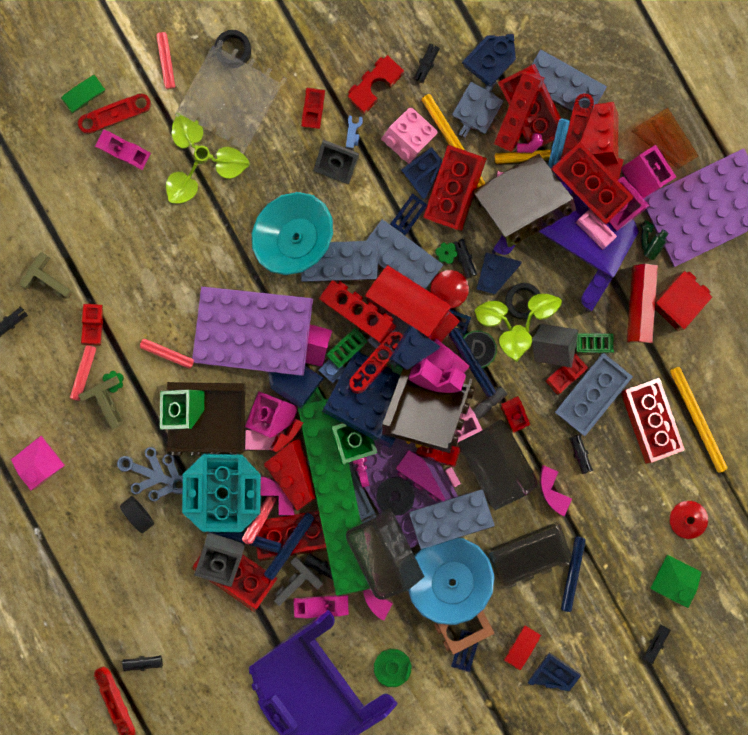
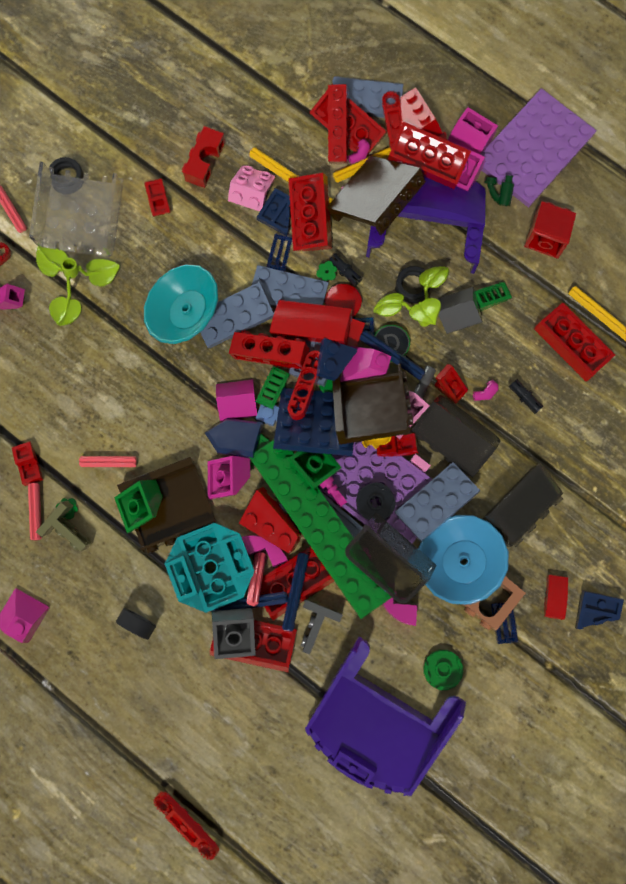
camera: 25 degrees left, 10 degrees down
(142, 663) = (198, 771): black pin -> none
(156, 475) = (141, 580): sand blue plant -> none
(252, 330) = (179, 406): medium lavender plate -> none
(258, 441) = (232, 504): bright pink tile -> none
(282, 440) = (247, 492): red slope -> none
(316, 605) = (345, 639): dark pink brick -> none
(319, 565) = (332, 600): black pin -> none
(336, 162) = (196, 231): dark grey slope -> none
(352, 137) = (201, 207): medium blue plate -> none
(417, 470) = (386, 469): magenta slope -> none
(426, 63) = (241, 124): black pin -> none
(432, 378) = (361, 379): dark pink brick -> none
(477, 108) = (301, 143): sand blue plate -> none
(491, 58) = (294, 99): dark blue tile -> none
(496, 272) = (377, 271): dark blue wing -> none
(548, 435) = (488, 392): none -> dark pink arm
(554, 499) = (522, 446): dark pink brick -> none
(559, 141) = (383, 136): dark azure axle -> none
(565, 375) = (480, 333): red slope -> none
(573, 574) = (570, 508): dark blue axle -> none
(593, 394) = (512, 339): sand blue plate -> none
(596, 229) = (450, 193): bright pink tile -> none
(642, 303) = (518, 242): red slope -> none
(668, 137) = (476, 97): clear orange wedge -> none

